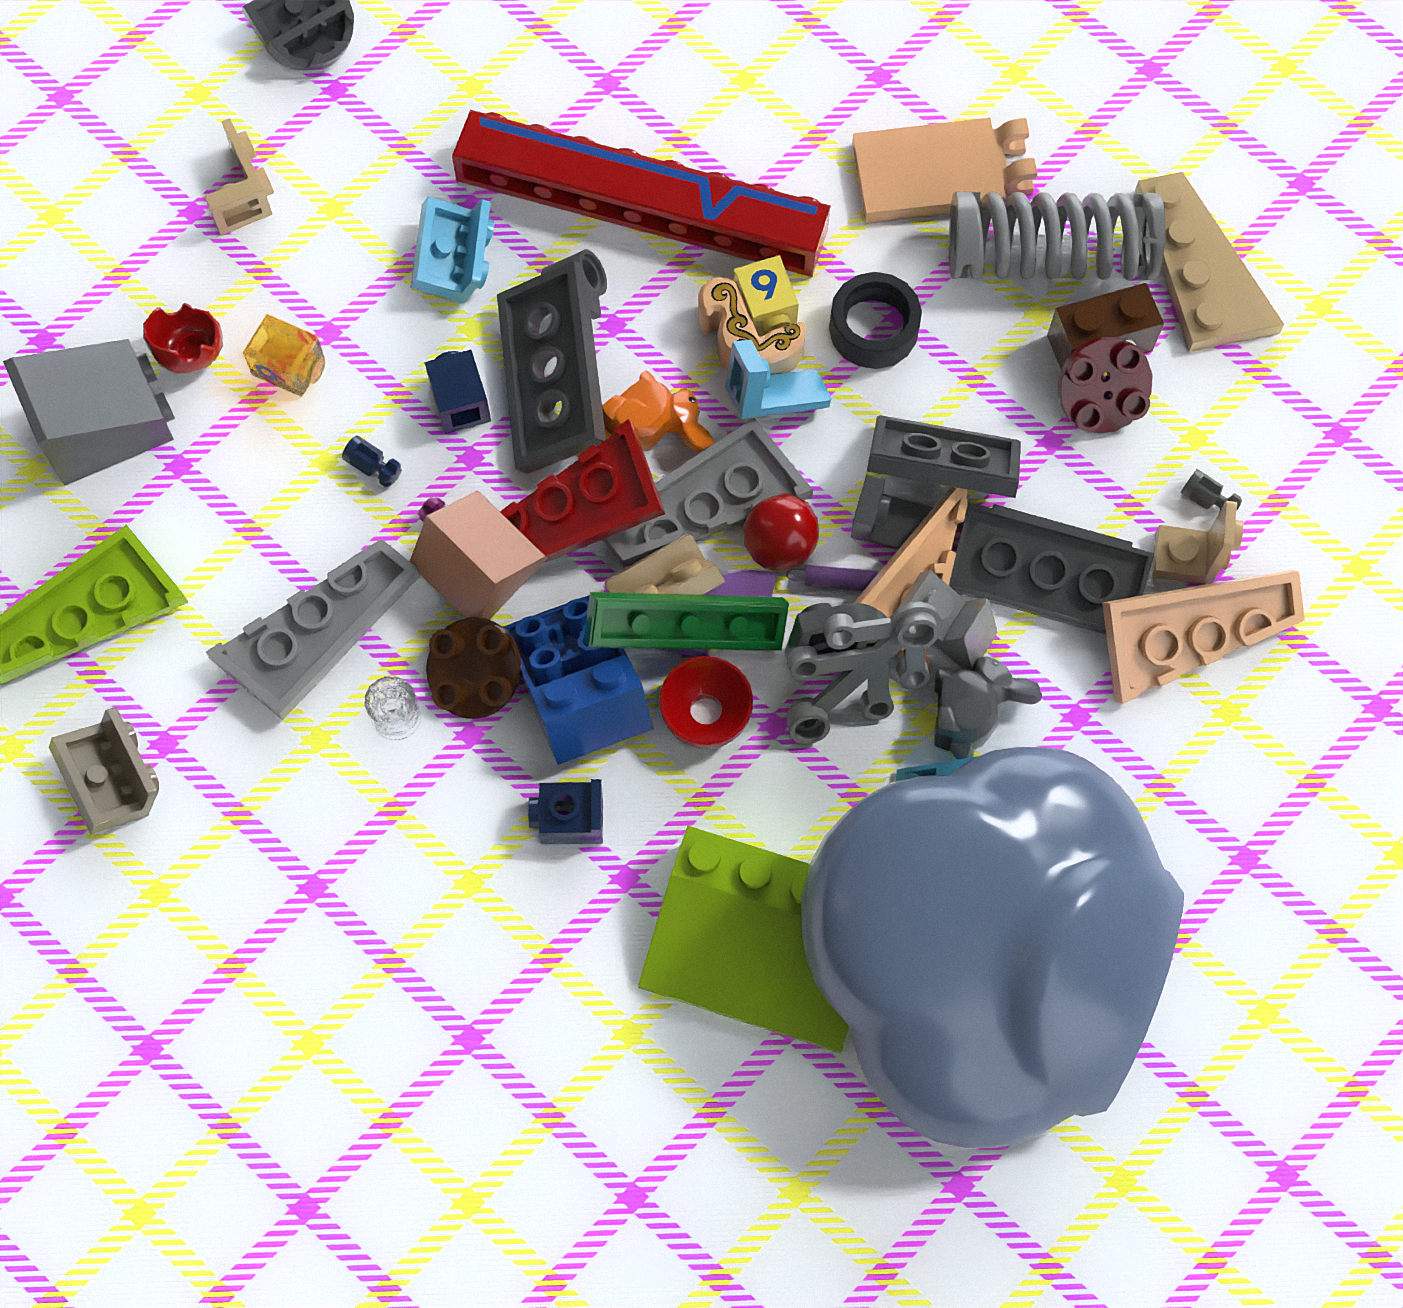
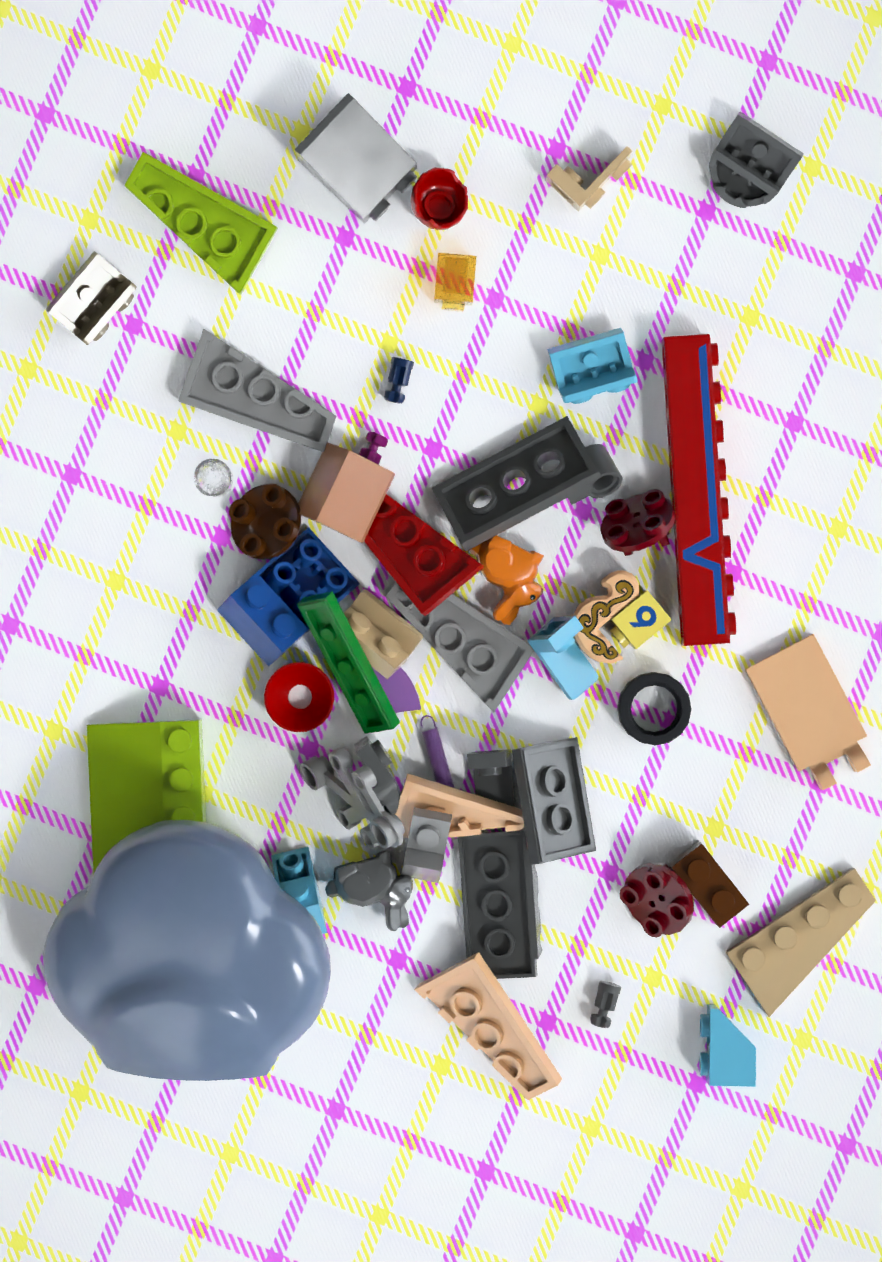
camera: 75 degrees right, 20 degrees up
(457, 390) = (476, 419): dark blue brick -> none
(581, 826) = (199, 638): dark blue brick -> none
(651, 256) = (637, 522): none -> dark red plate
(781, 532) = (451, 702): red hair -> none
(1141, 227) = (802, 880): light grey piece -> none
(1197, 554) = (551, 1005): tan bracket -> none
(1311, 378) = (729, 1053): none -> medium azure slope

